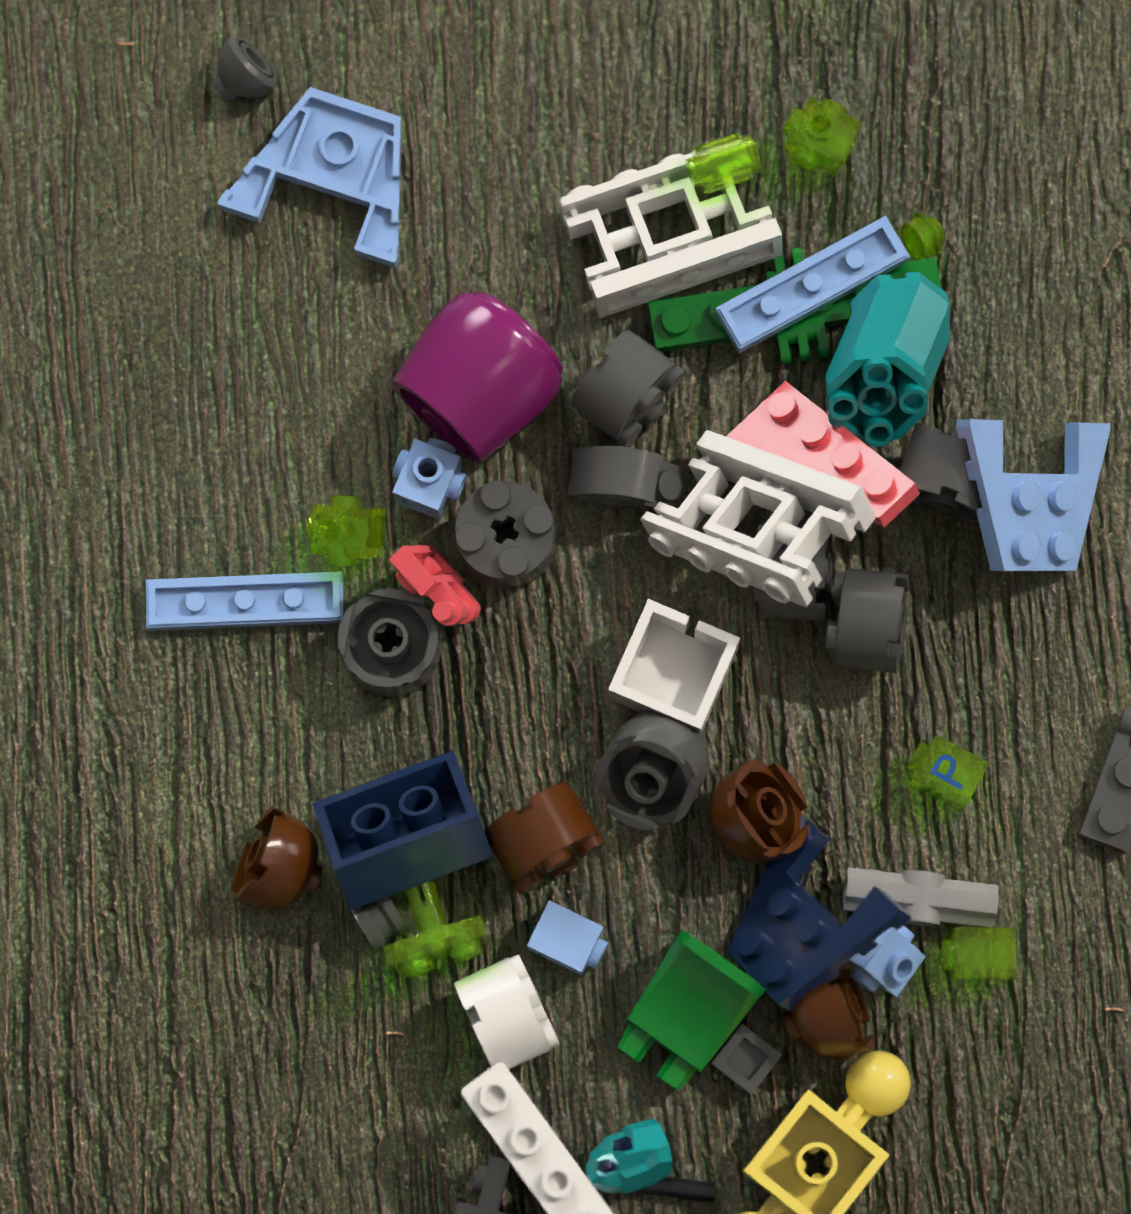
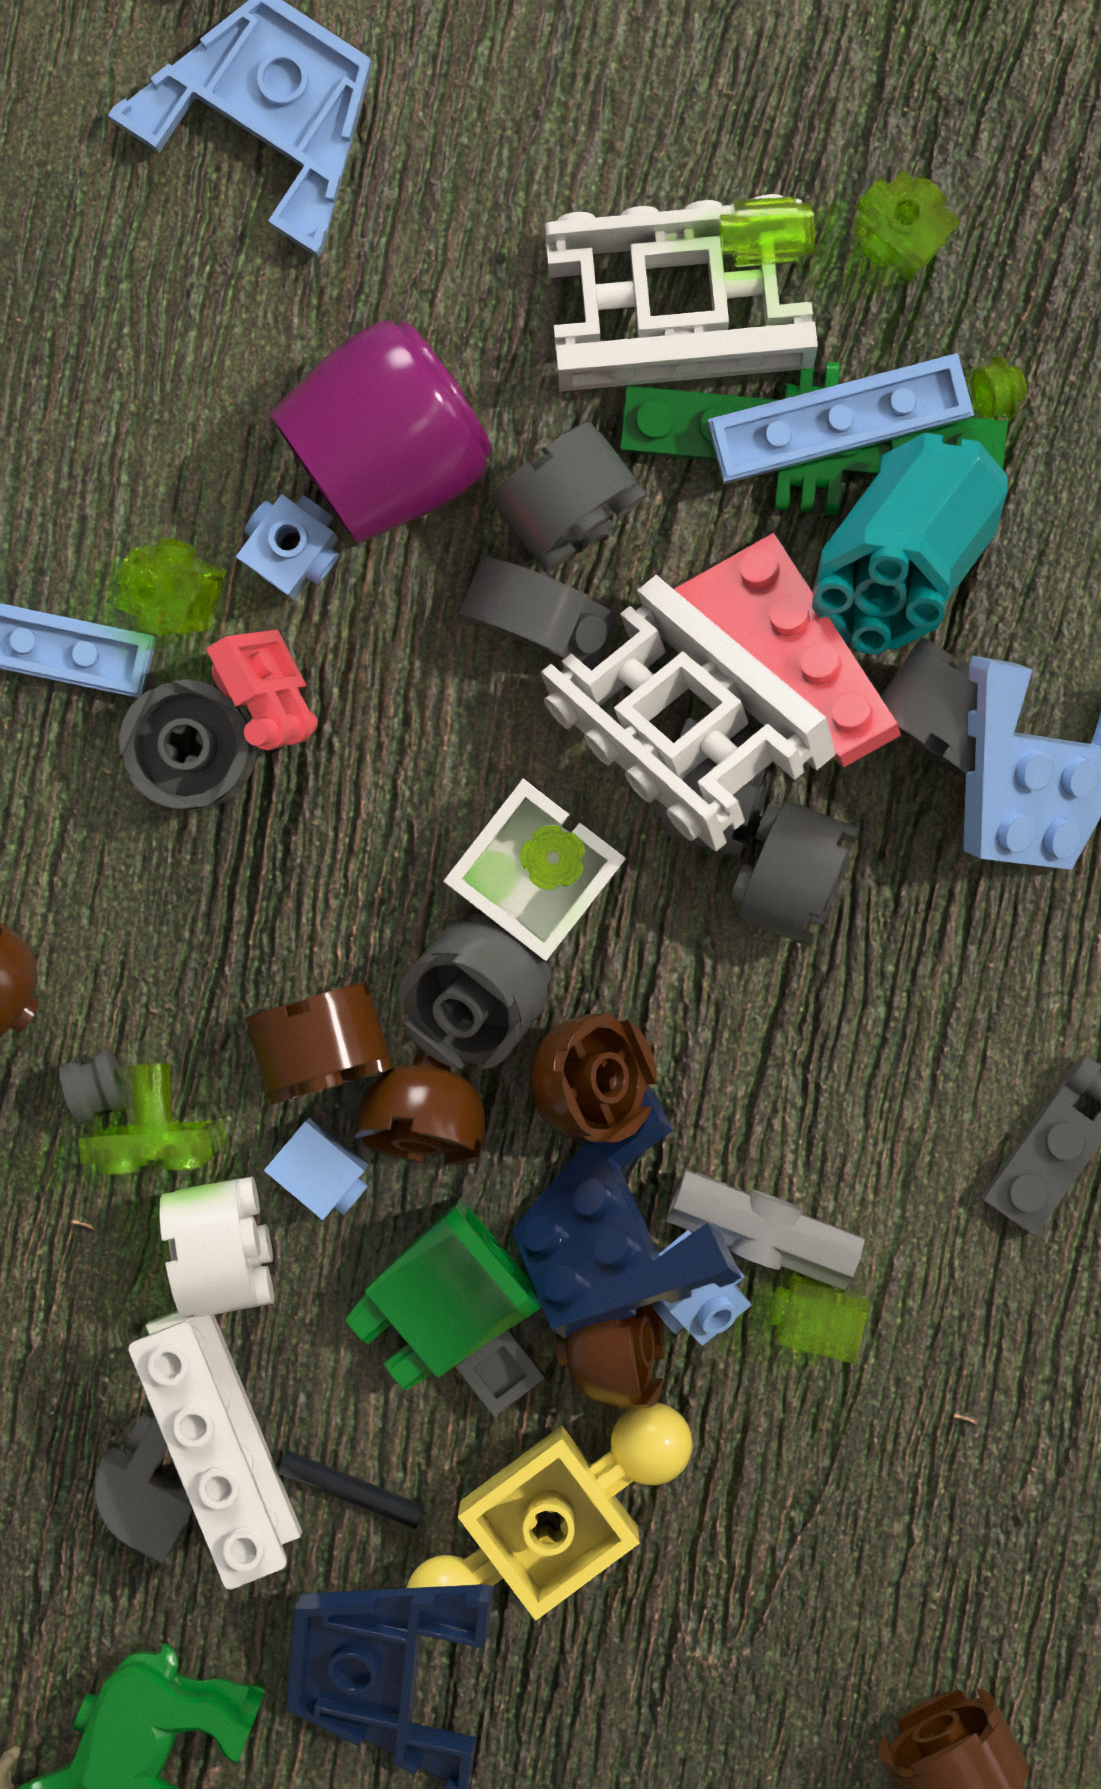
camera: 10 degrees right, 10 degrees up
(402, 830) = (143, 989): dark blue brick -> none
(497, 508) = (367, 606): dark grey brick -> none
(630, 1159) = (326, 1456): teal rock -> none
(637, 874) = (422, 1112): none -> reddish brown cylinder
(686, 662) = (547, 875): none -> clear neon green plate
(946, 772) = (840, 1083): clear neon green brick -> none

